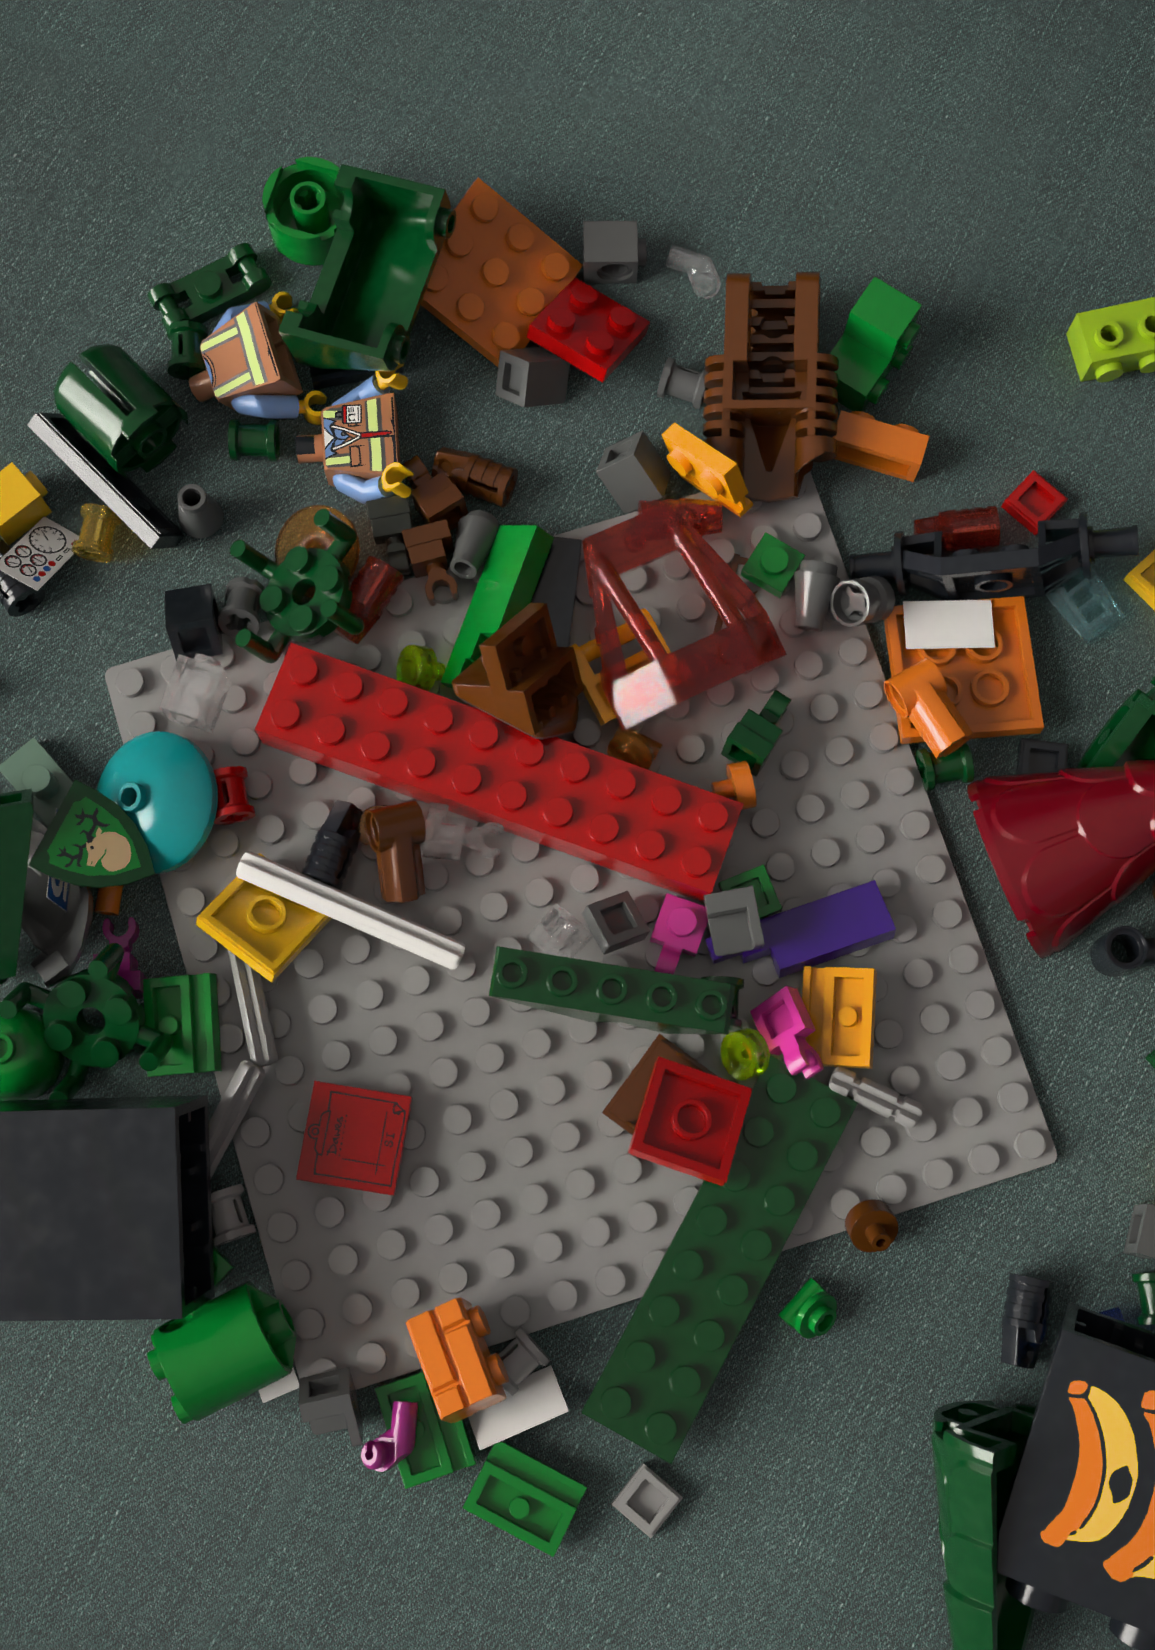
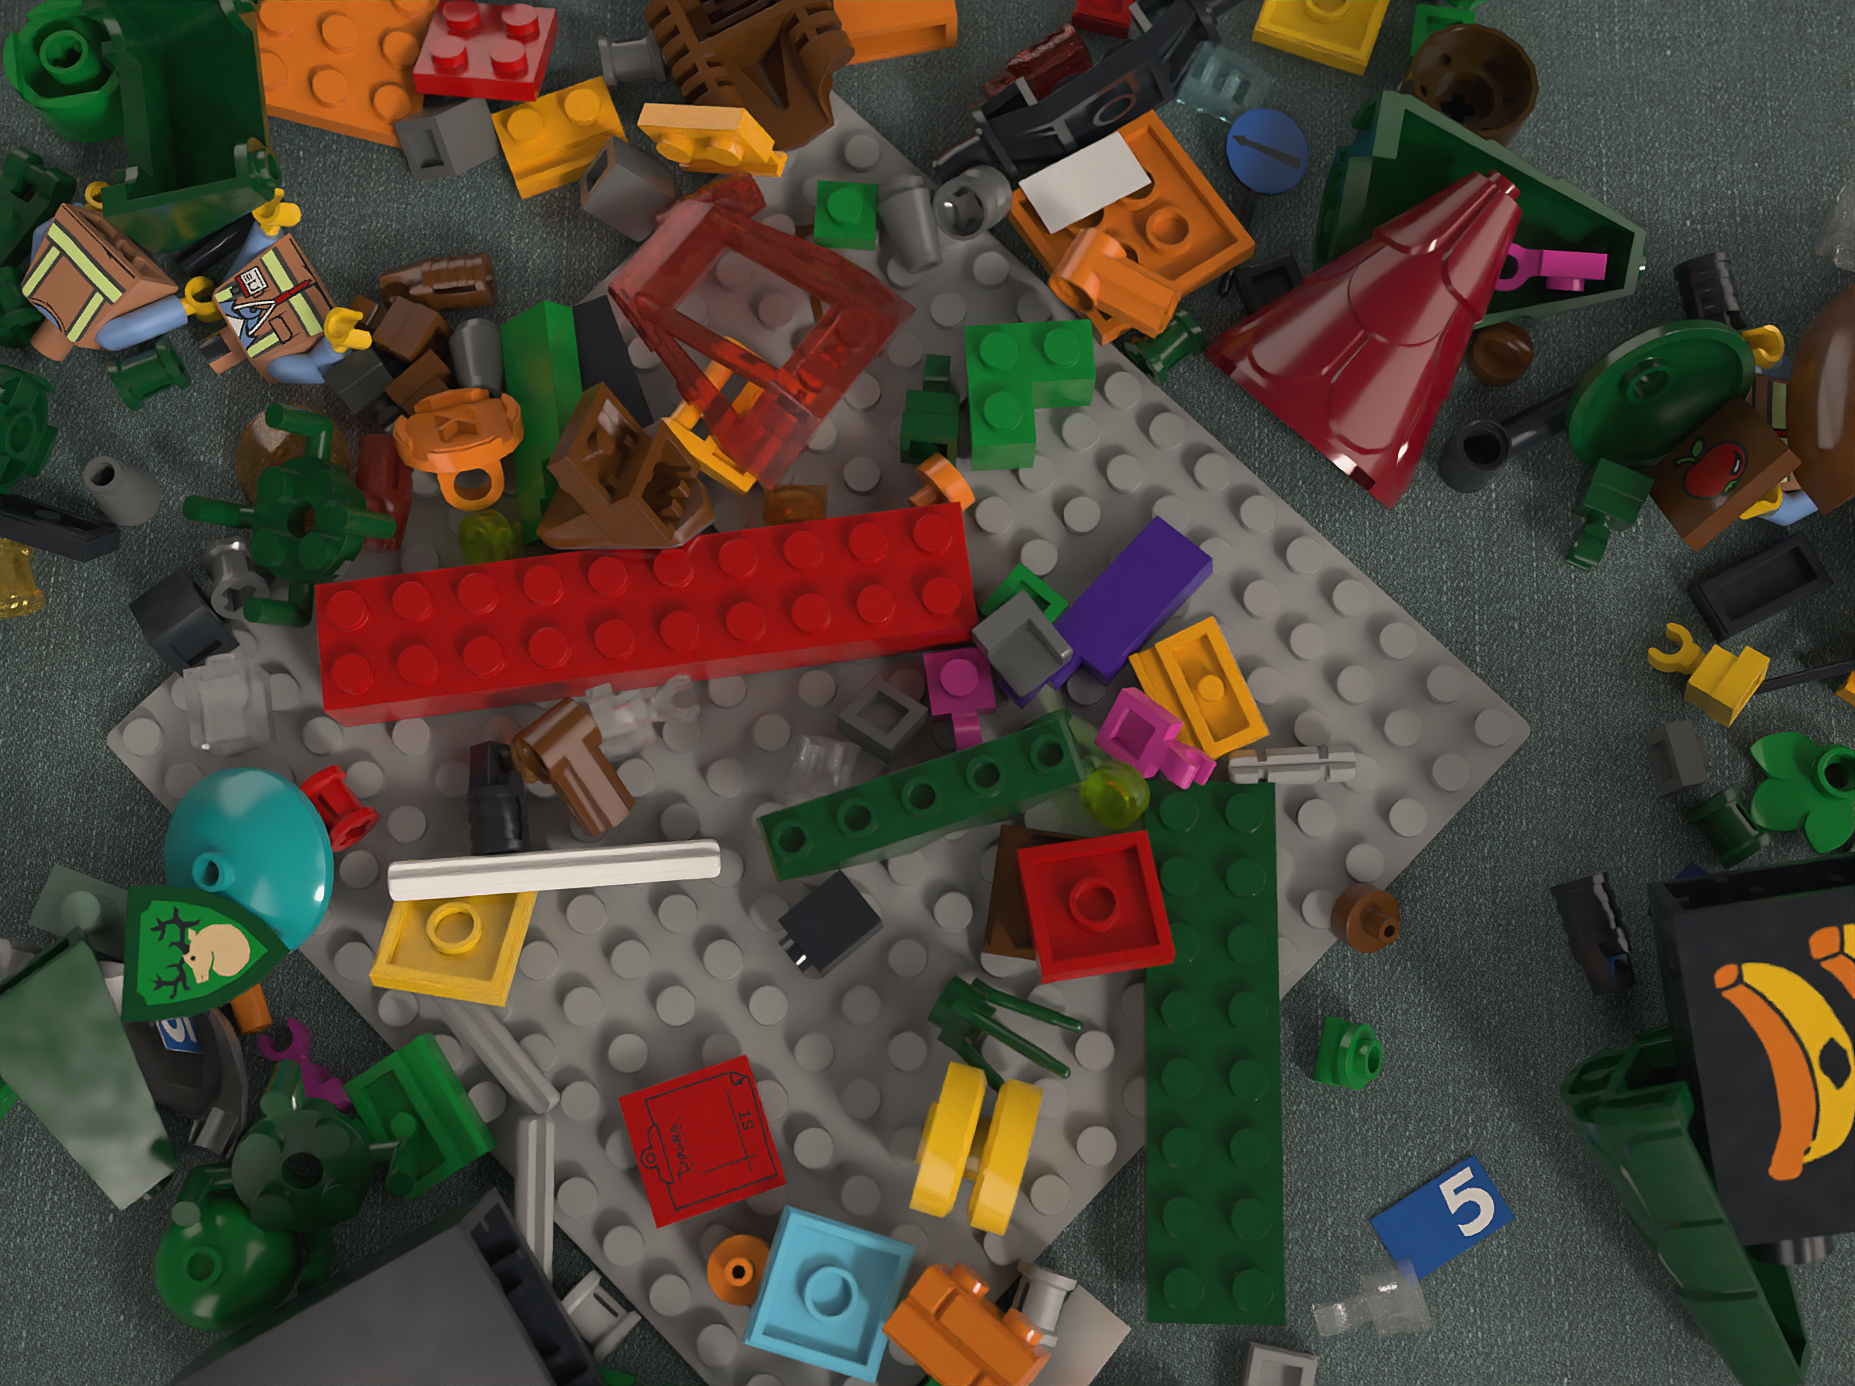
camera: 25 degrees left, 0 degrees up
(348, 1240) = (721, 1269): none -> orange tile
(384, 1280) = (828, 1293): none -> medium azure tile
(436, 589) = (459, 434): none -> orange tile
(508, 1041) = (828, 925): none -> black brick
(524, 1233) = (975, 1147): none -> yellow wheel
(570, 1146) = (965, 1012): none -> dark green plant
(607, 410) = (557, 135): none -> light orange plate
(750, 1485) = (1388, 1298): none -> clear piece
(816, 1454) = (1443, 1217): none -> blue sticker
(833, 733) = (1021, 370): none -> green brick
(1087, 668) = (1267, 158): none -> blue piece

